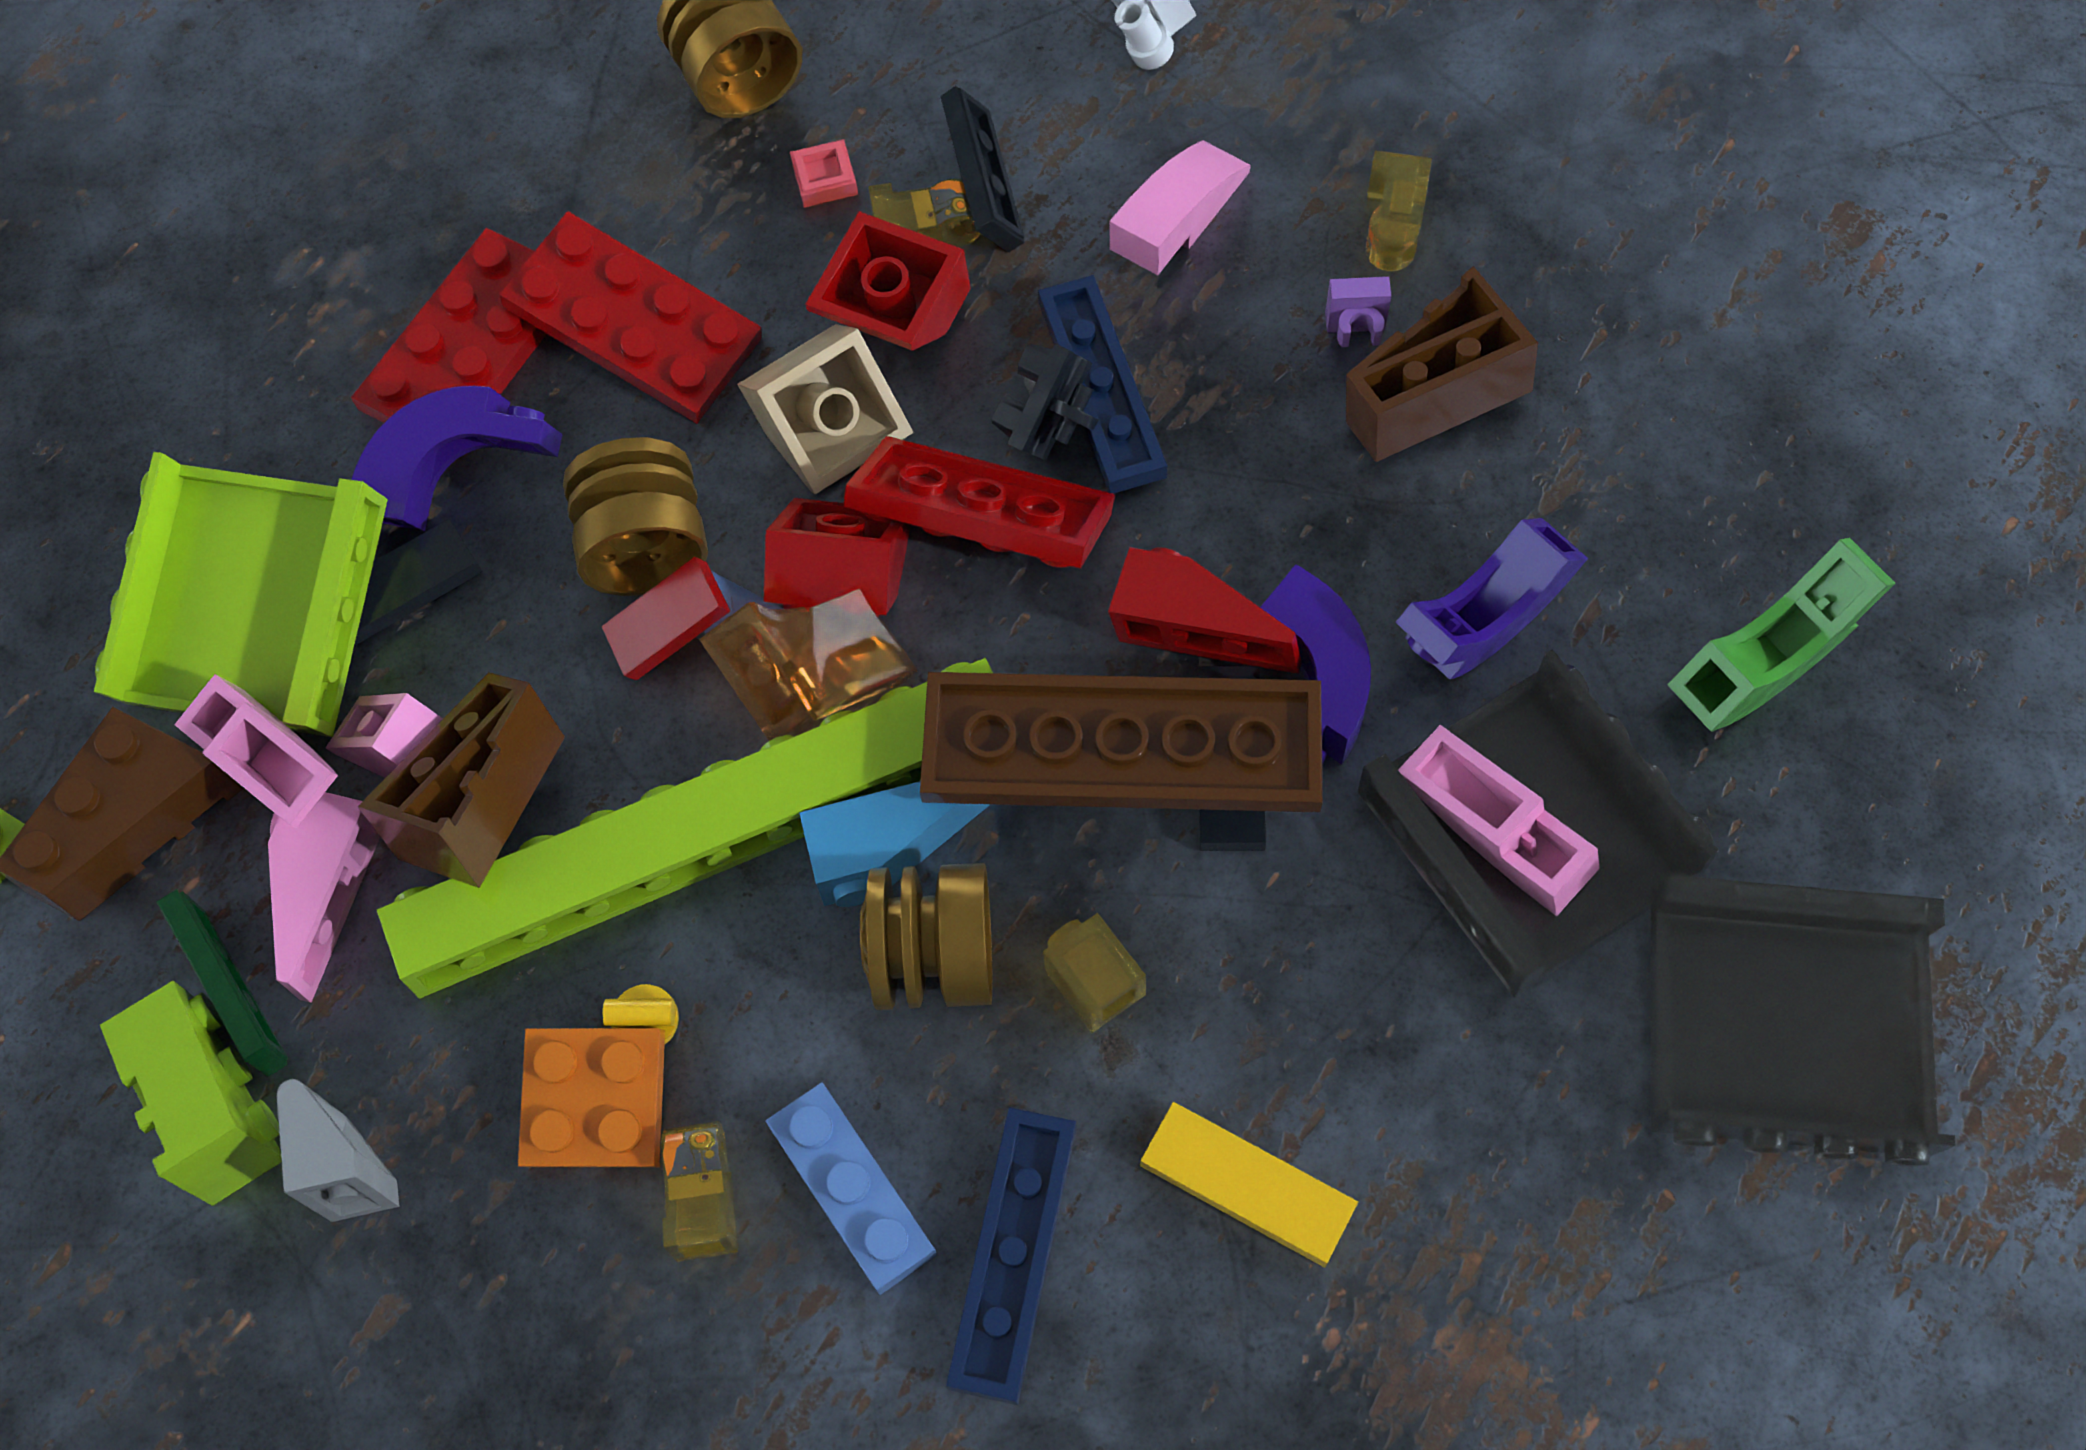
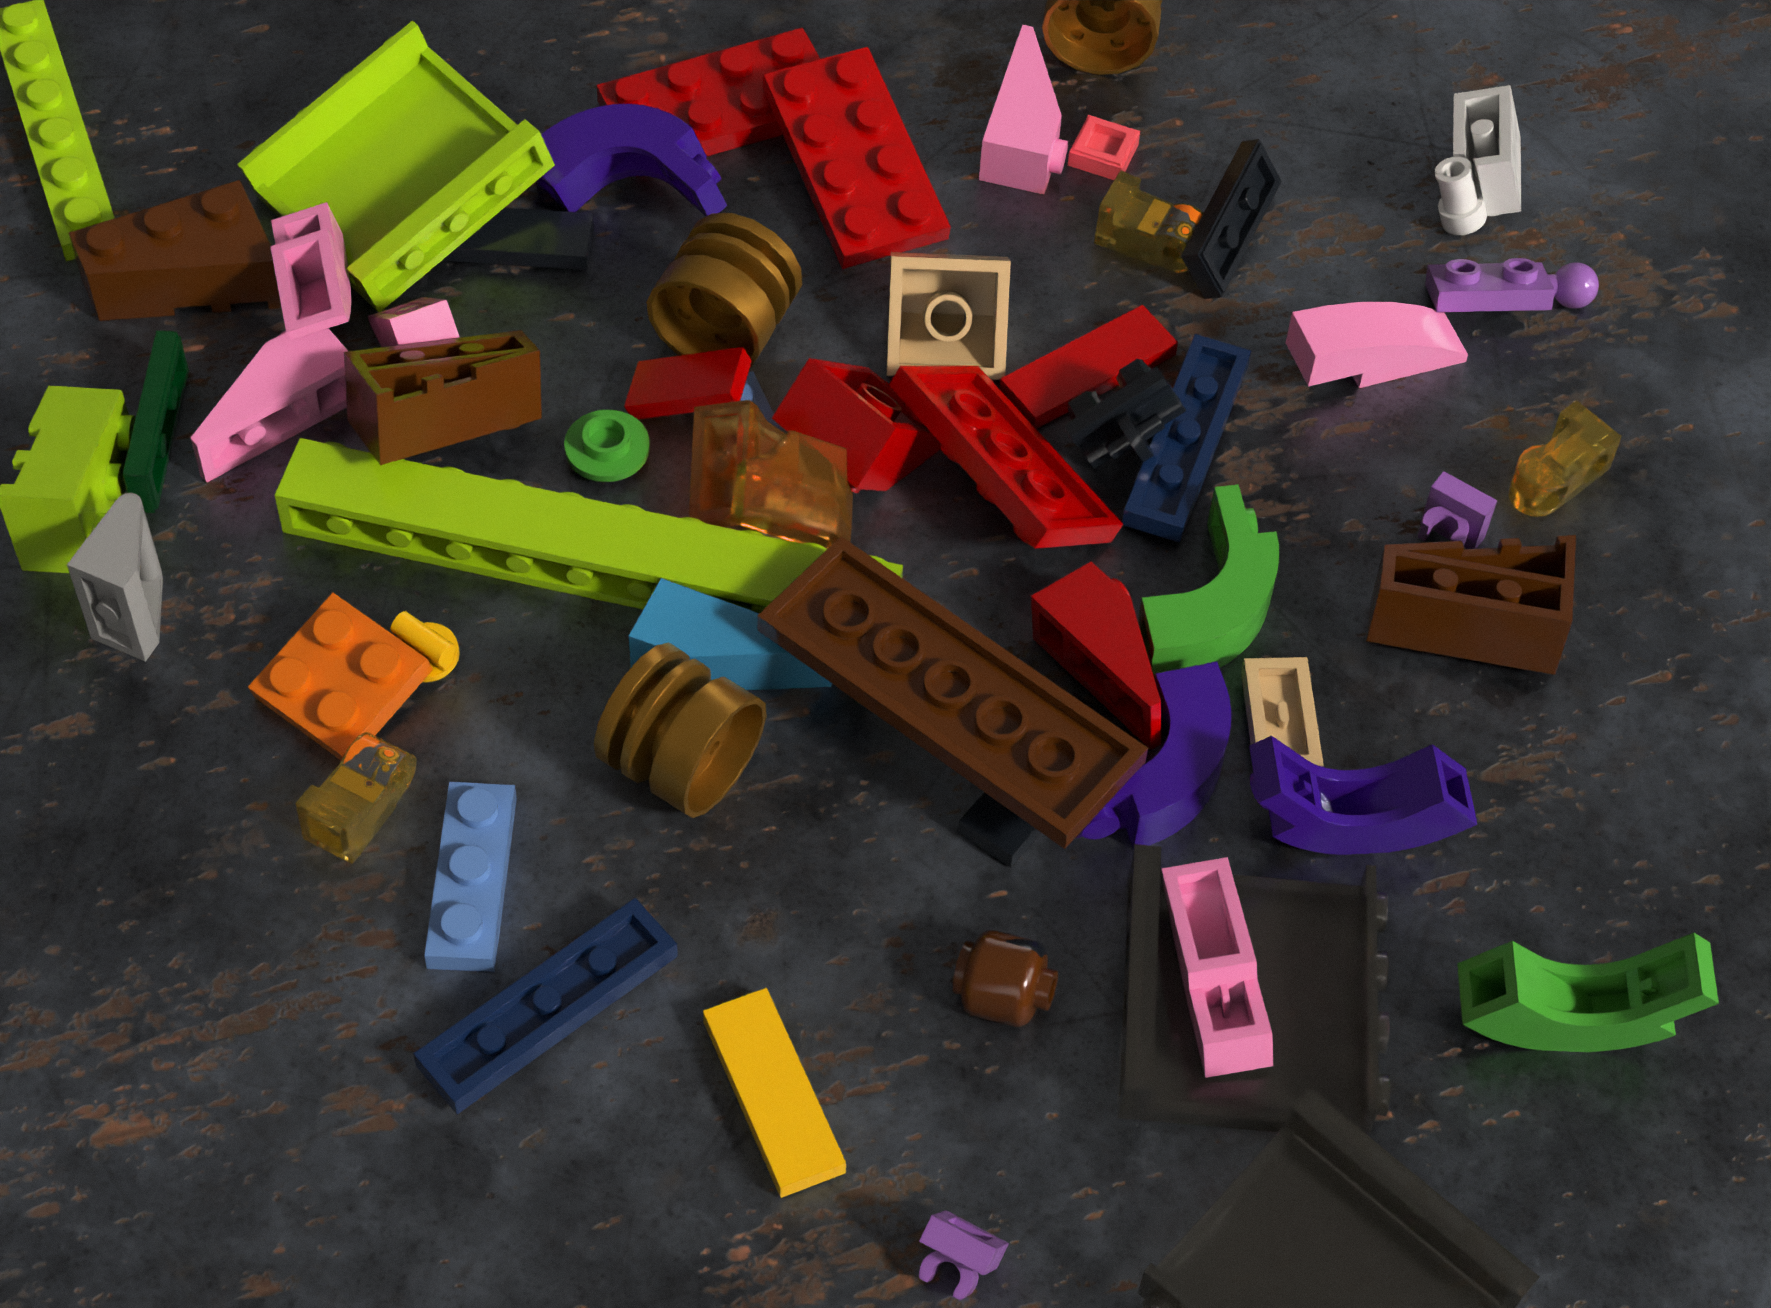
camera: 30 degrees right, 10 degrees down
(638, 721) = (607, 445): none -> bright green piece
(748, 191) = (1024, 127): none -> bright pink slope
(892, 283) = (1075, 254): red slope -> none
(971, 375) = (1087, 364): none -> red tile
(1093, 971) = (788, 852): clear yellow brick -> none
(1235, 87) = (1508, 286): none -> medium lavender plate
(1251, 475) = (1229, 610): none -> bright green arch
(1348, 951) = (1004, 978): none -> reddish brown head
(1366, 571) = (1282, 704): none -> tan plate
(1503, 1200) = (962, 1244): none -> medium lavender tile

